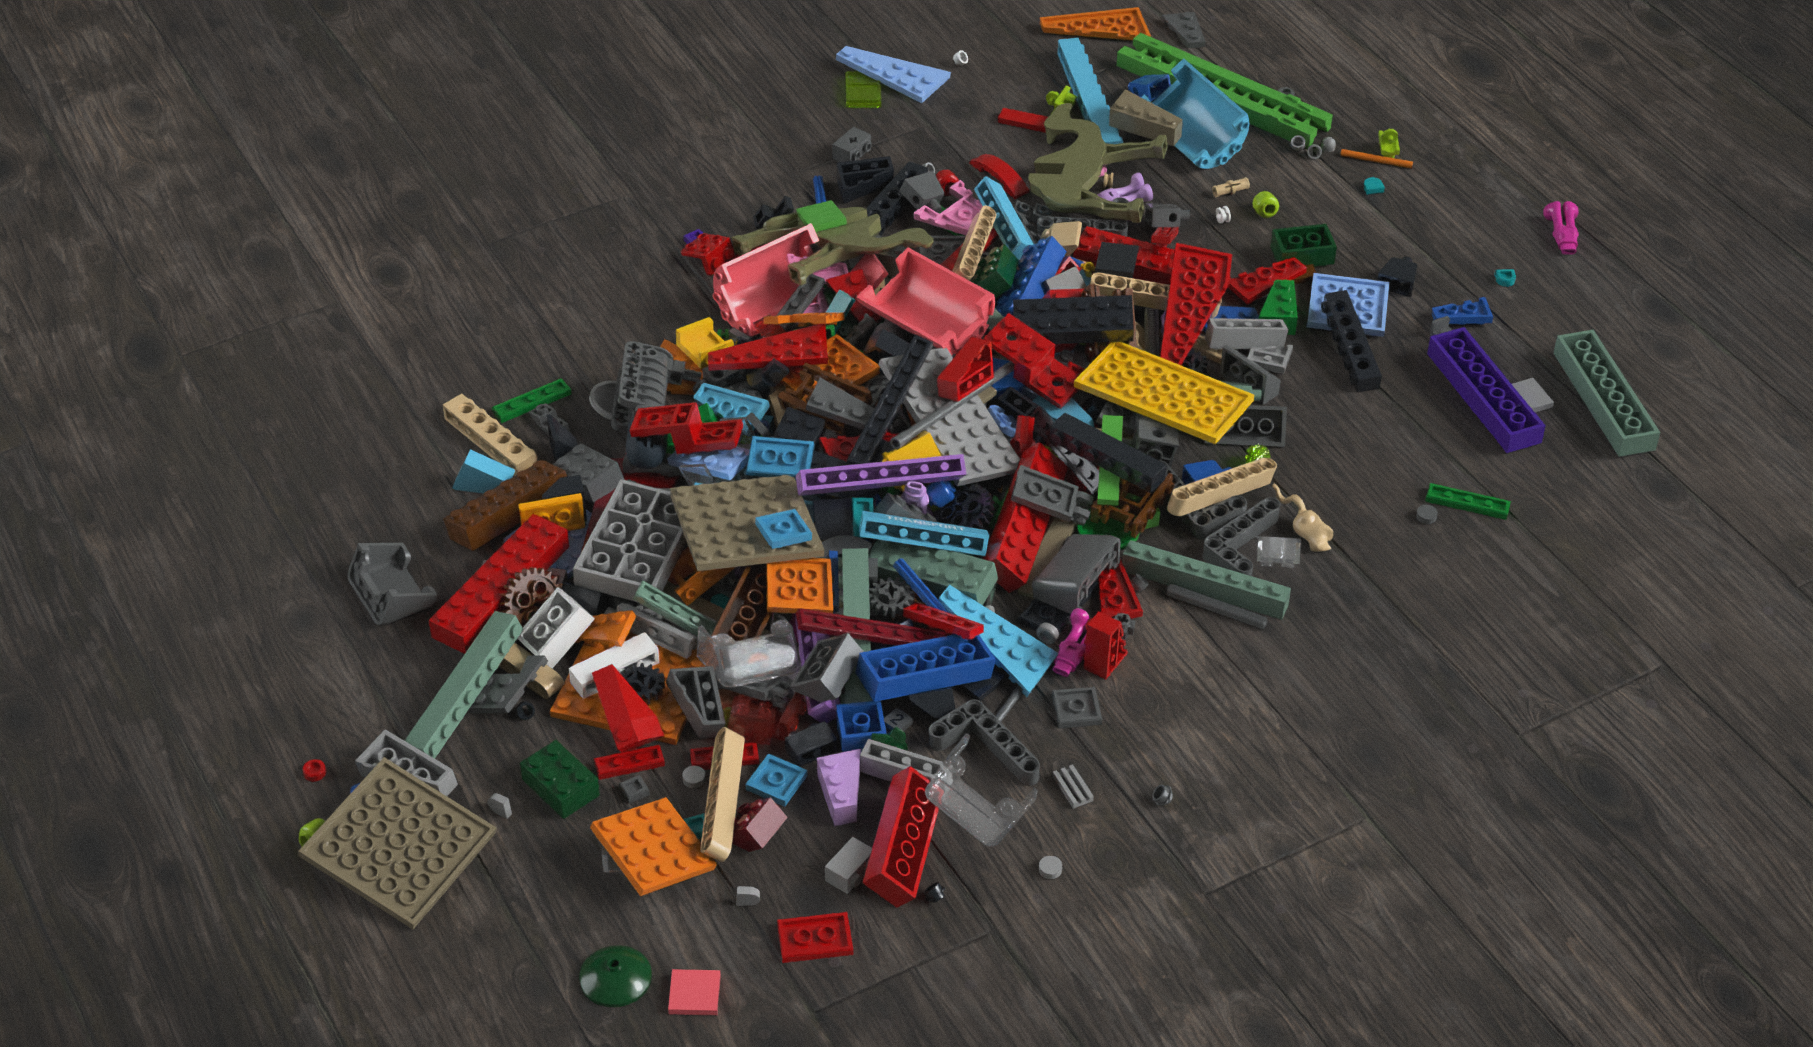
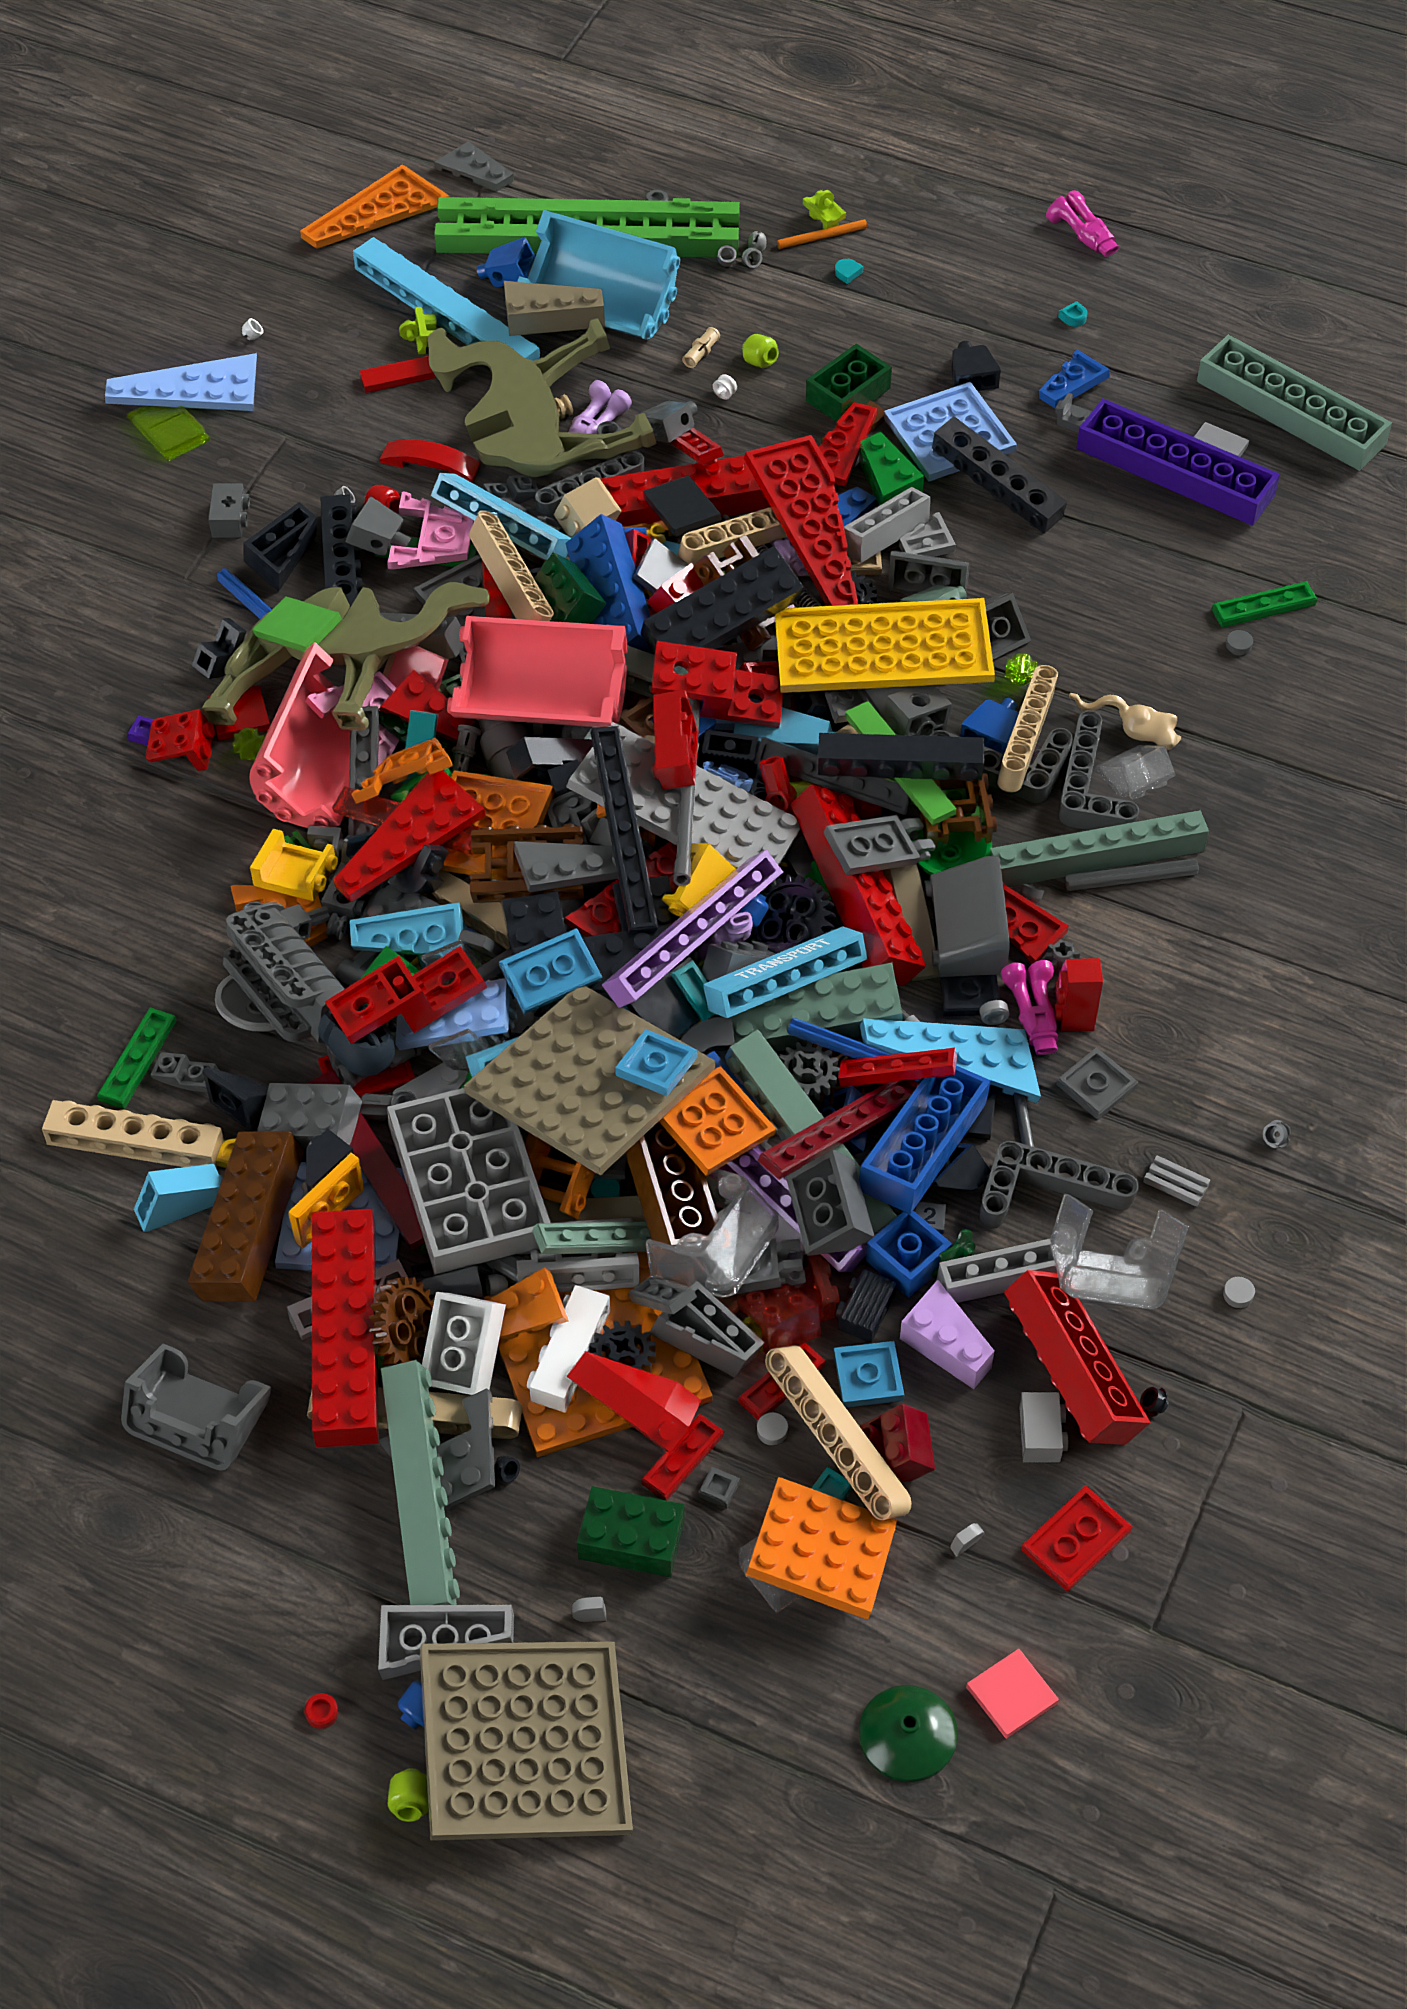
camera: 35 degrees left, 10 degrees up
(686, 662) = (662, 1295): none -> dark grey tile

